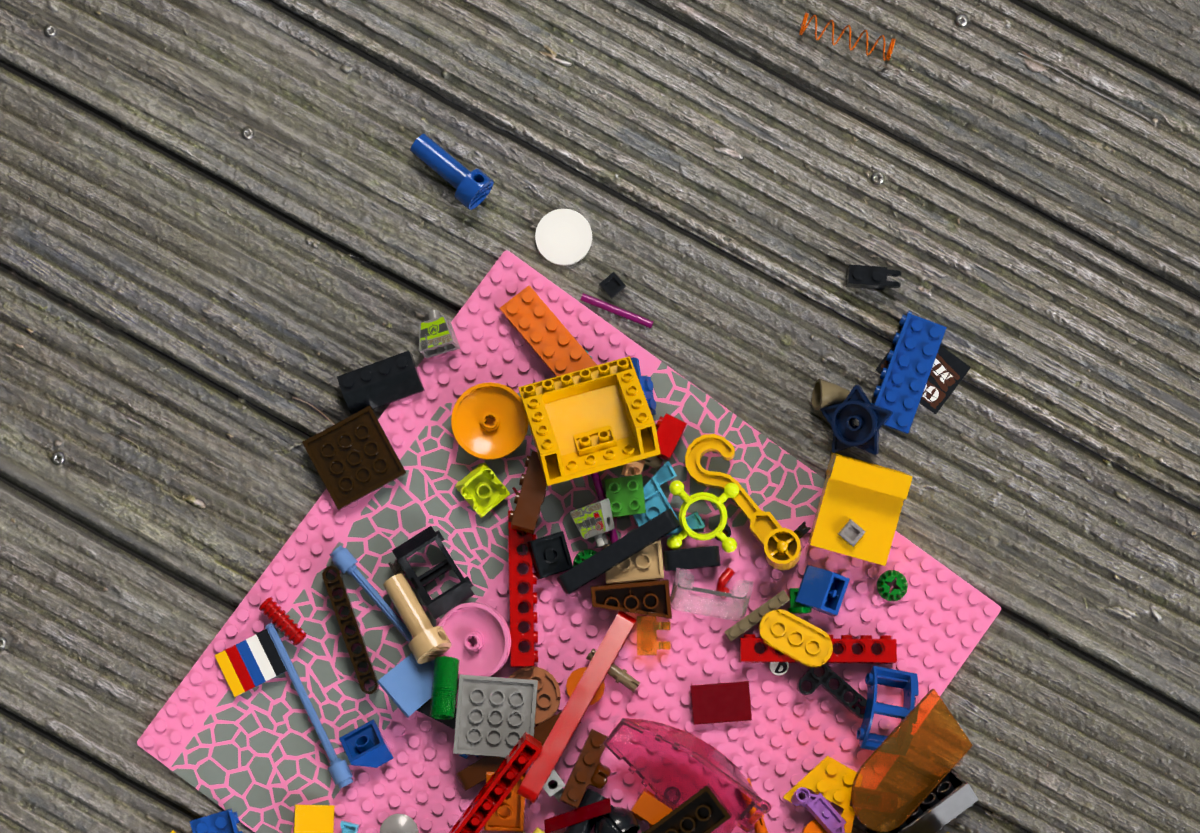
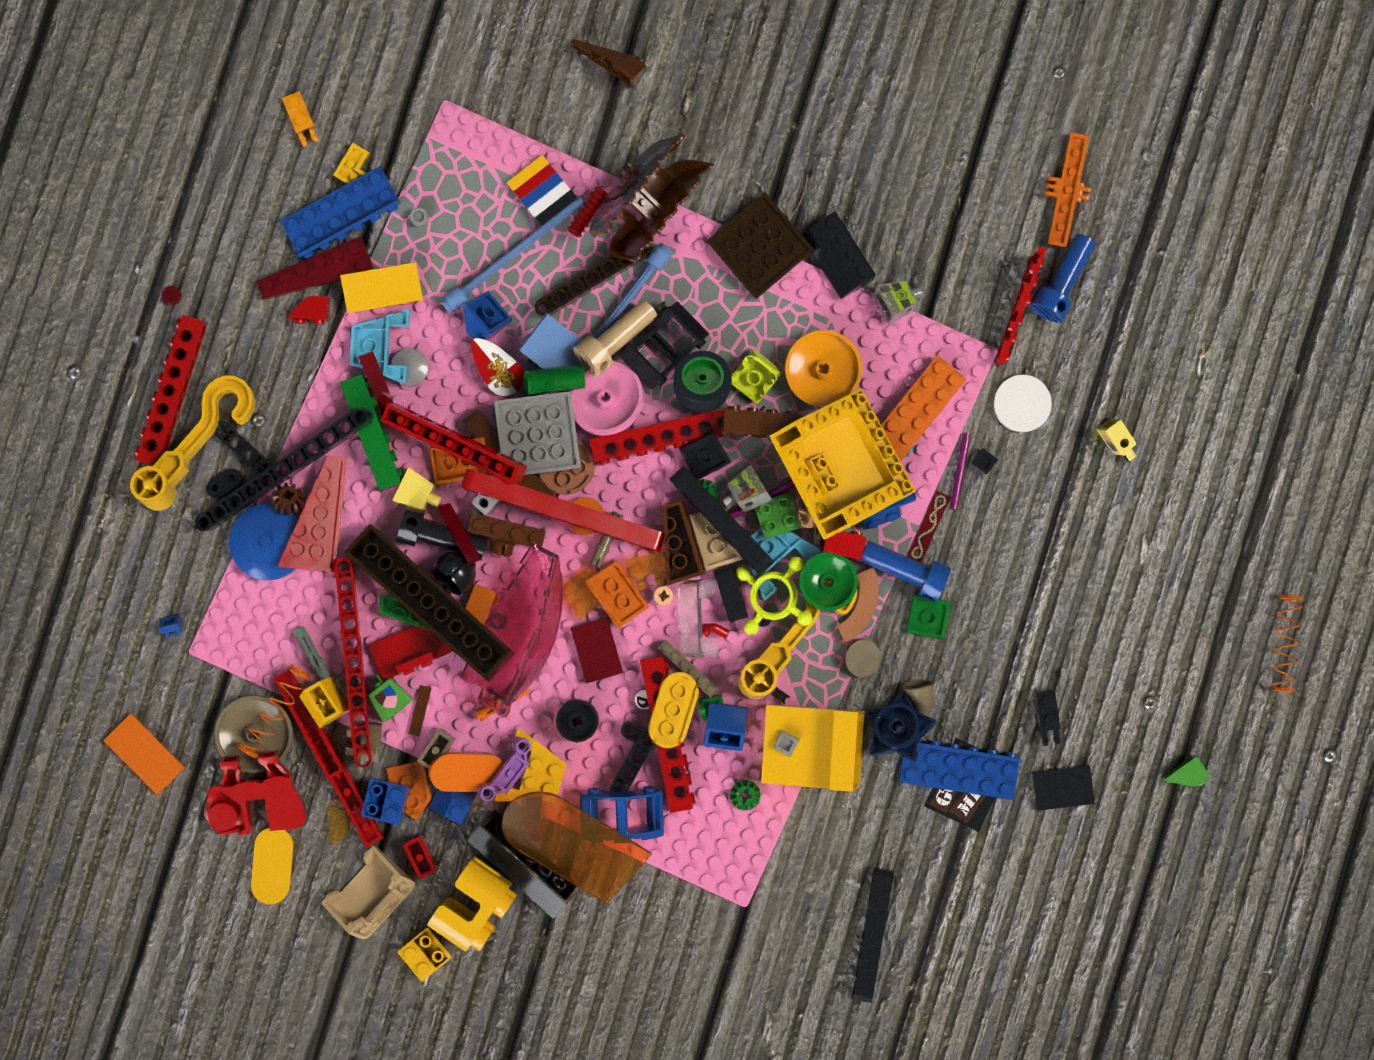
camera: 85 degrees right, 5 degrees up
(142, 558) = (619, 64): none -> reddish brown wedge
(249, 792) = (419, 216): none -> light grey tile
(279, 551) = (651, 193): none -> reddish brown animal
(365, 149) = (1067, 190): none -> orange hinge
(419, 744) = (497, 367): none -> shield
(462, 214) = (1022, 300): none -> red wing
(477, 542) = (702, 381): none -> wheel
(617, 153) = (1114, 432): none -> light yellow torso
(661, 702) = (579, 594): none -> clear yellow plate
(665, 352) = (928, 527): none -> sticker
(670, 670) = (617, 594): none -> orange tile
(679, 628) = (663, 596): none -> light nougat wheel
(701, 445) = (838, 571): none -> green dish
(717, 361) = (929, 578): none -> blue piece
(730, 429) = (865, 606): none -> nougat tile
(753, 371) = (928, 617): none -> green tile
(780, 443) = (861, 657): none -> dark tan tile
(798, 733) = (567, 725): none -> black wheel
(943, 277) = (1063, 787): none -> black tile
(953, 156) = (1188, 773): none -> bright green slope
(1051, 490) = (872, 935): none -> black beam

